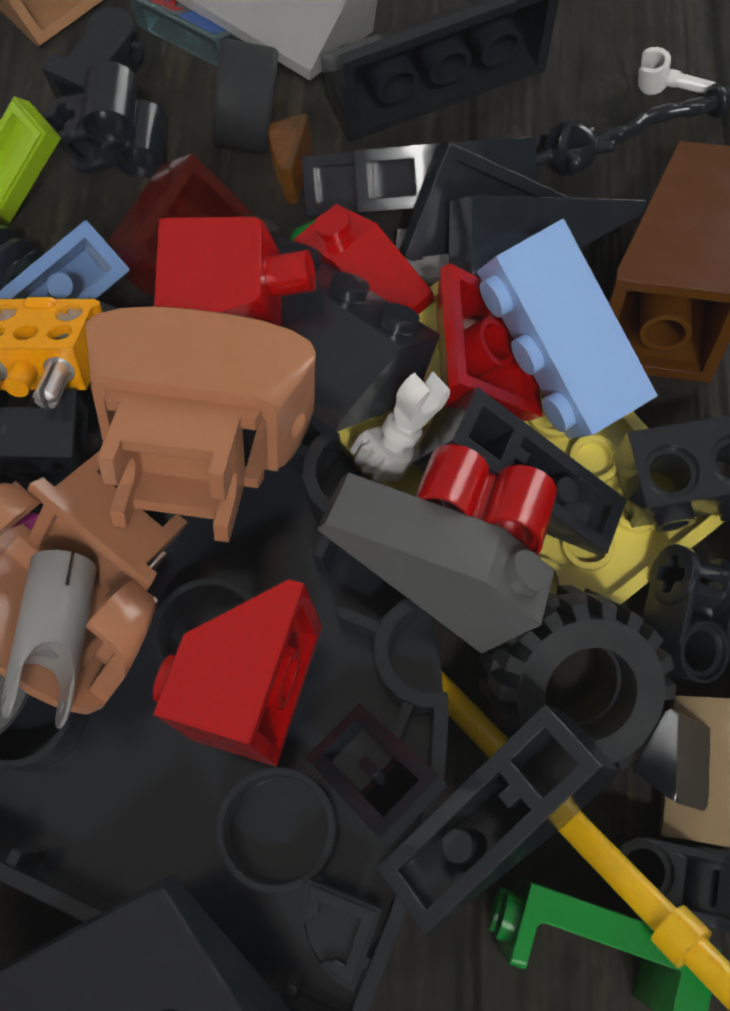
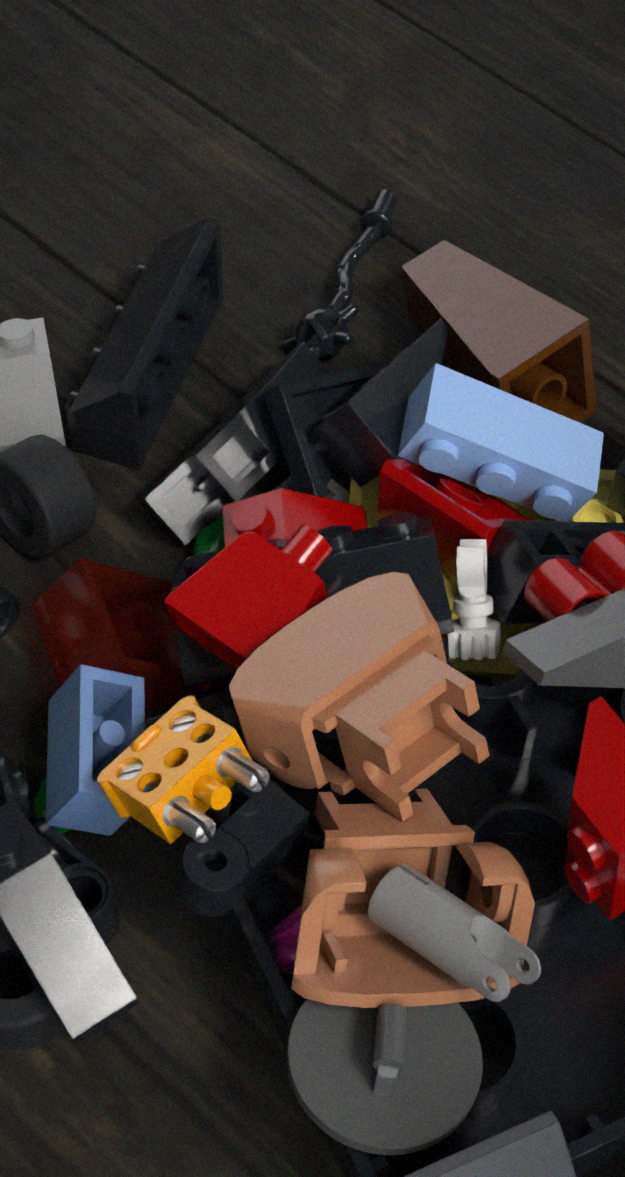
camera: 55 degrees left, 15 degrees down
(287, 143) = (123, 513): clear orange slope -> none
(656, 74) = (313, 234): white hand -> none

